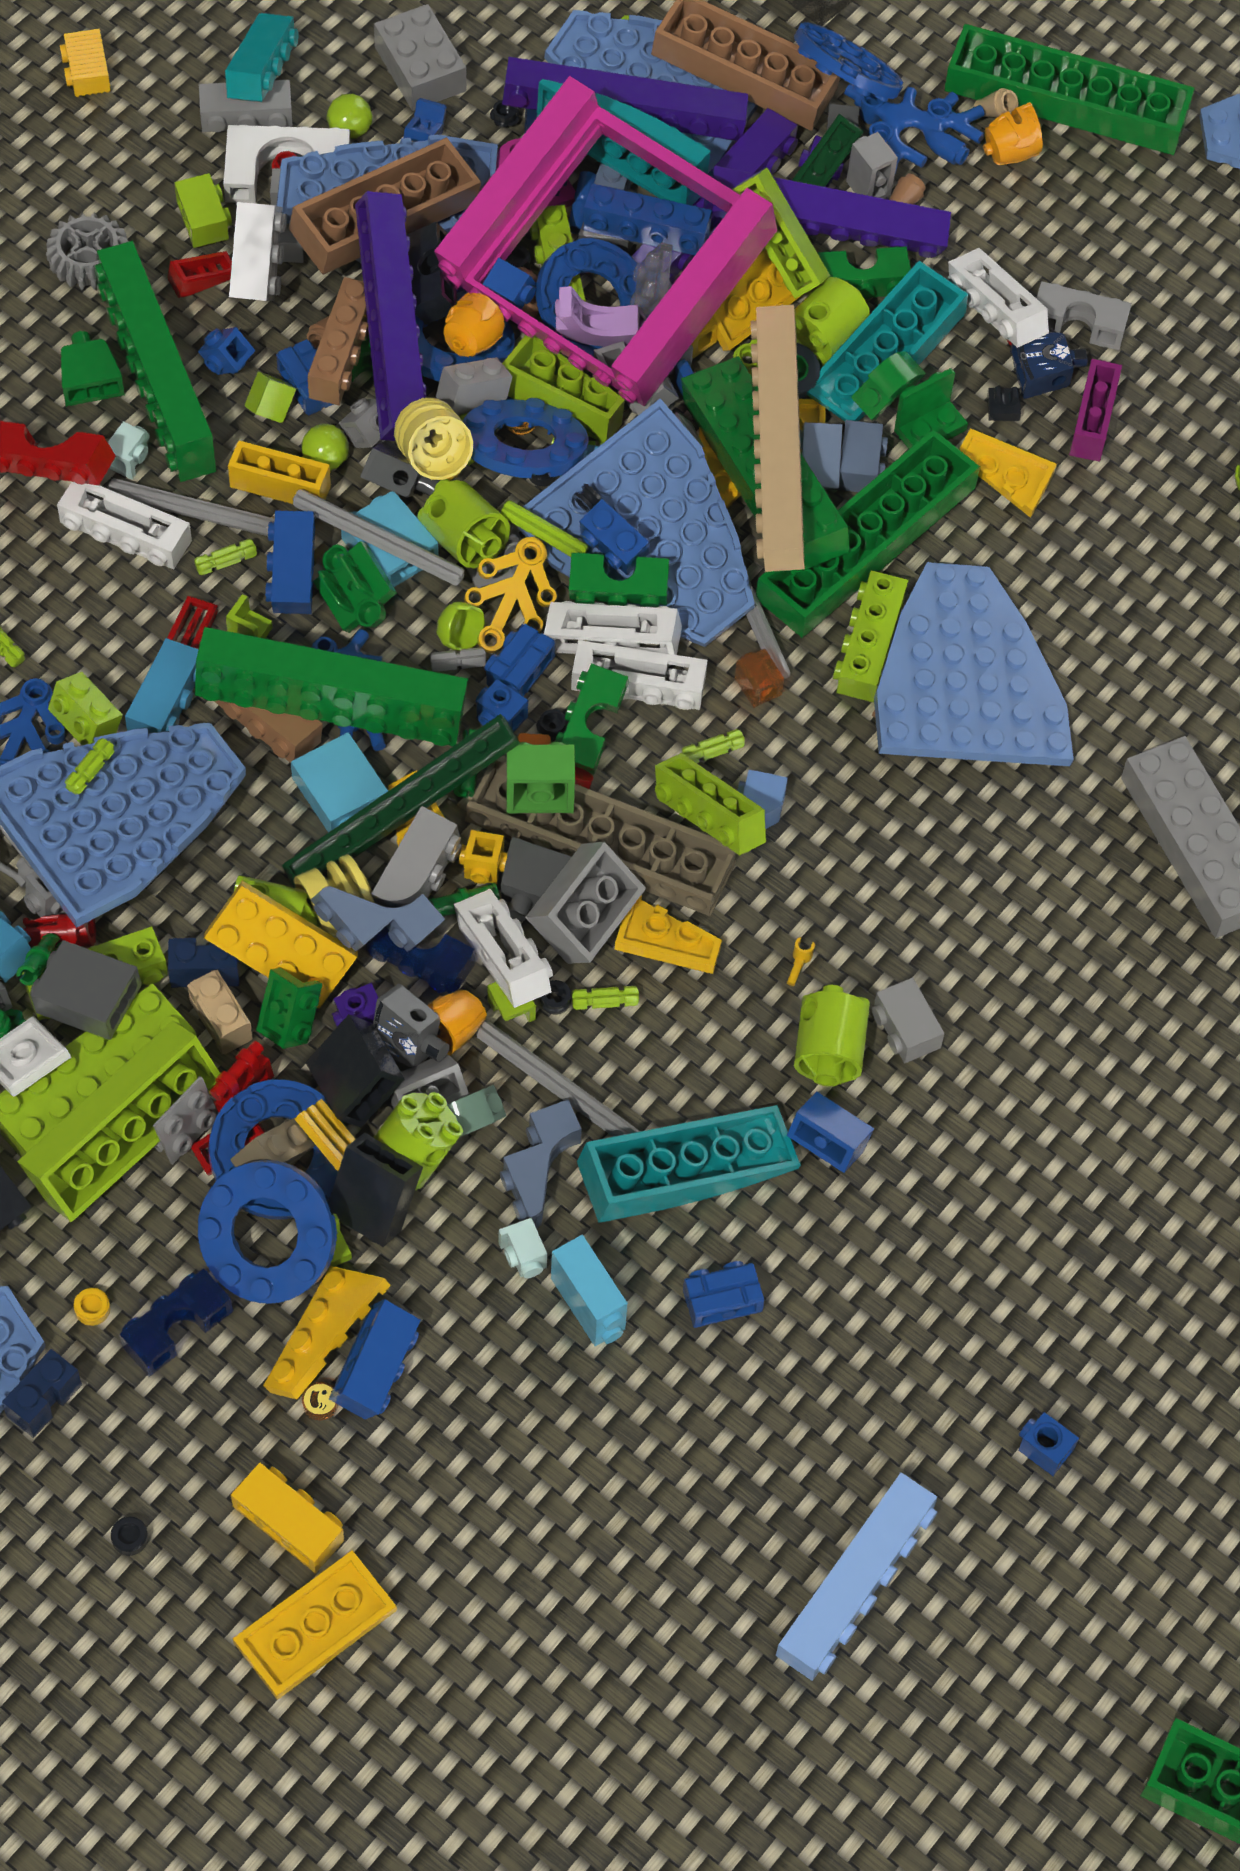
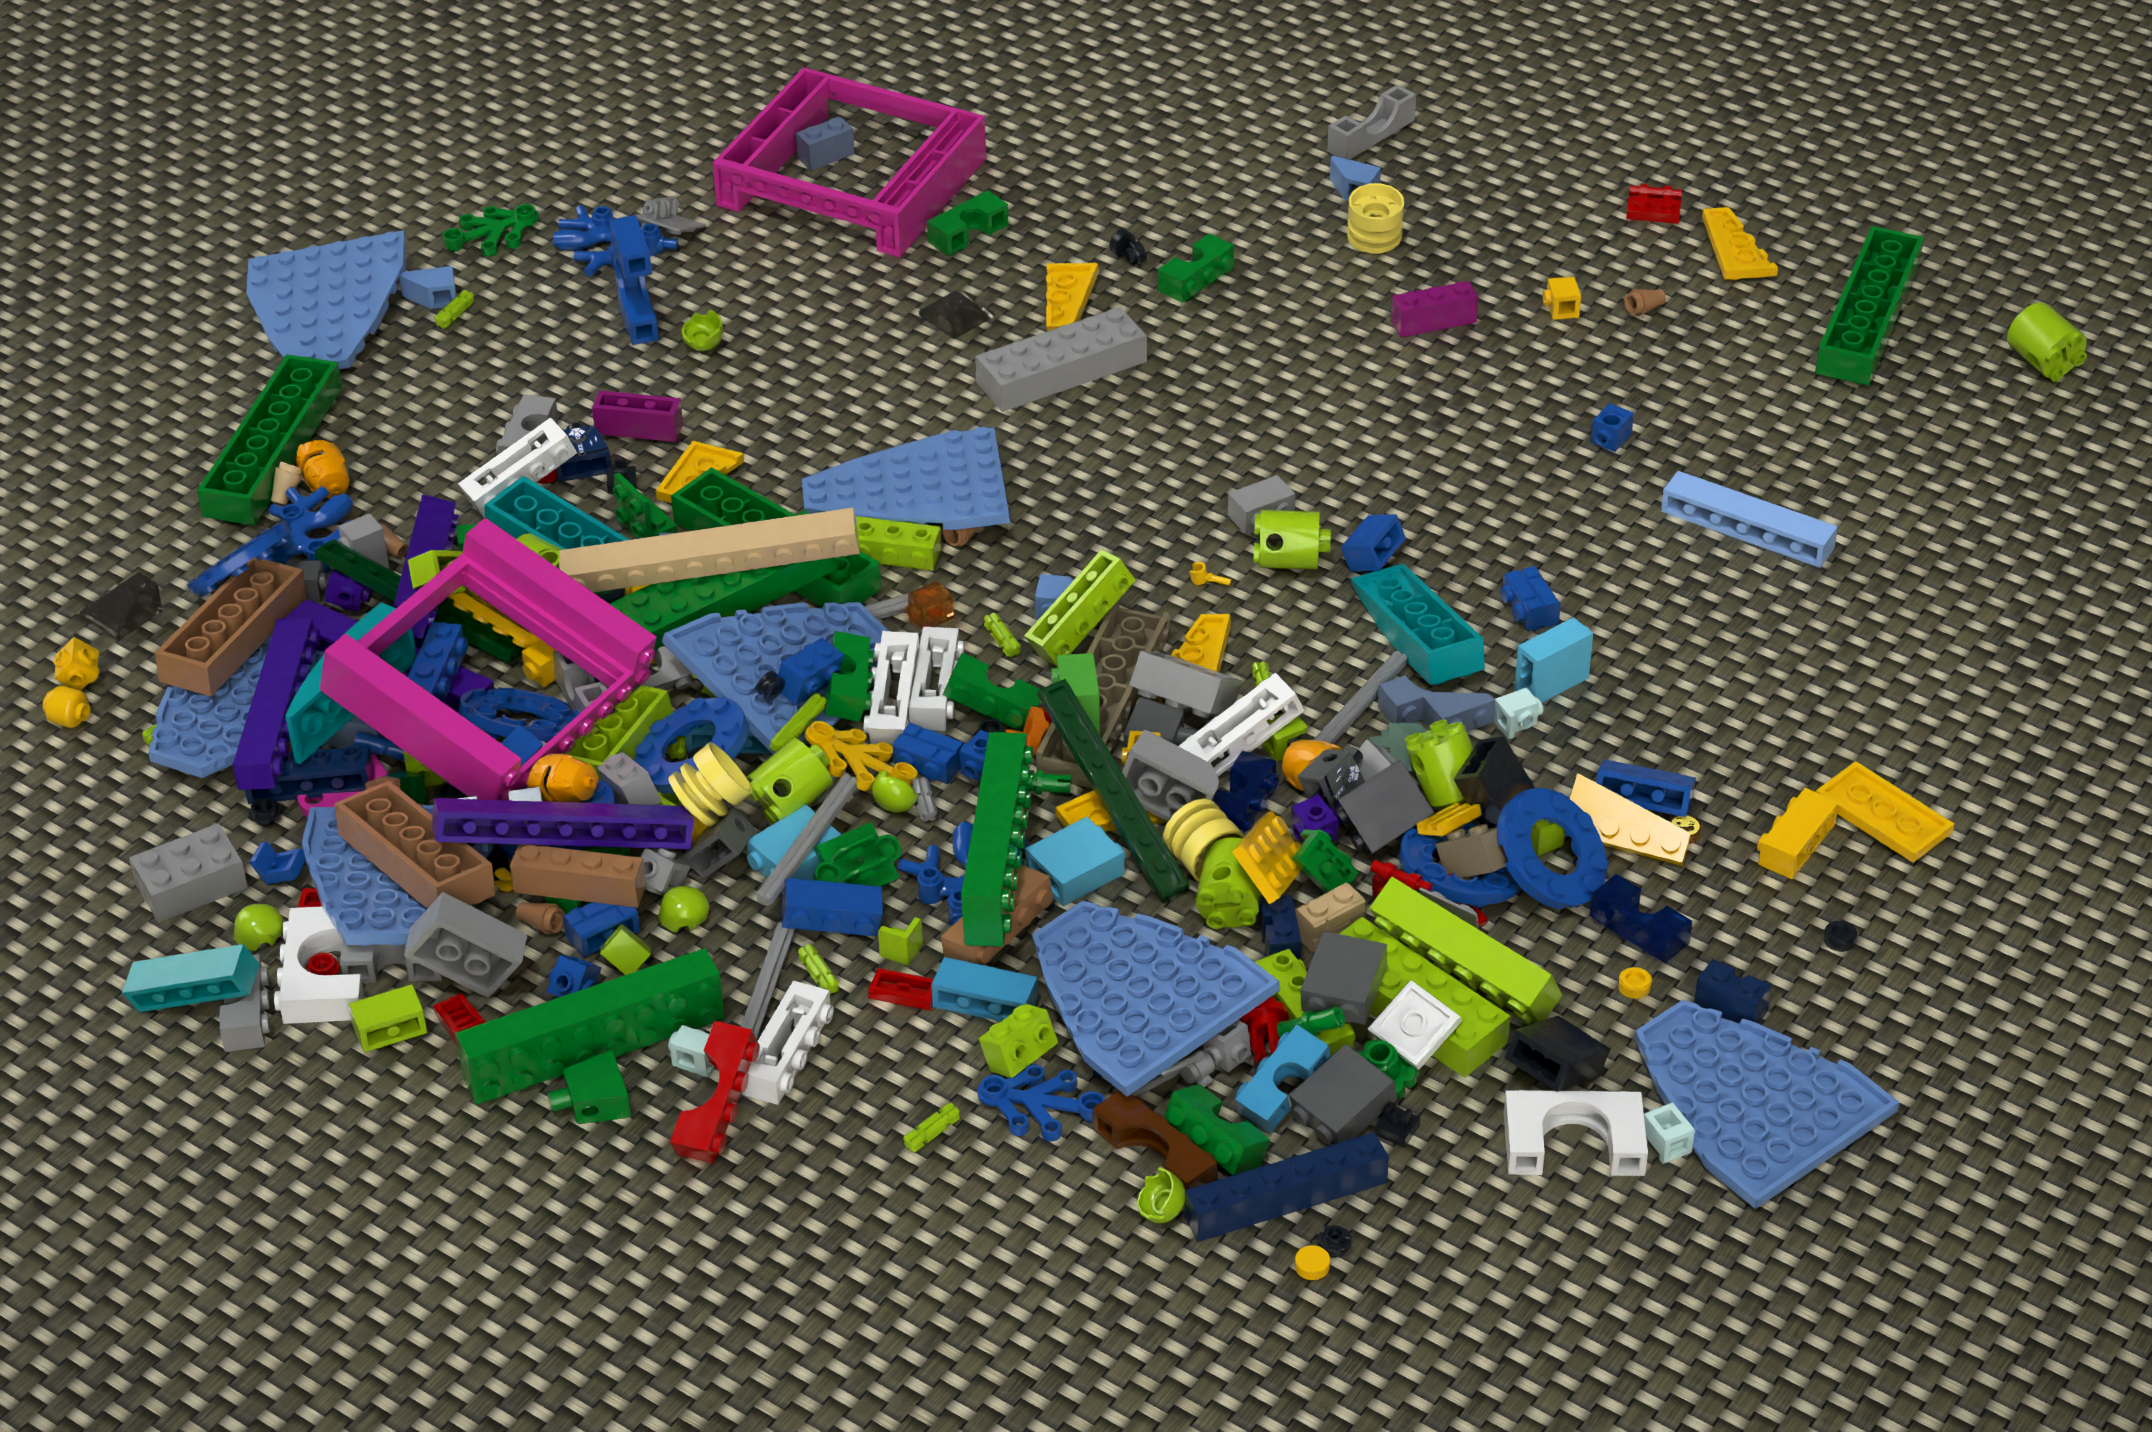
camera: 90 degrees left, 20 degrees down
(85, 238) = (434, 1099): light grey gear -> none
(86, 62) = (168, 1138): yellow brick -> none
(89, 766) = (1102, 999): lime axle -> none
(276, 473) = (730, 923): yellow brick -> none
(361, 920) = (1238, 782): sand blue arch -> none
(595, 323) = (560, 692): lavender arch -> none
(652, 278) = (513, 663): clear plate -> none
(887, 383) = (627, 512): green brick -> none

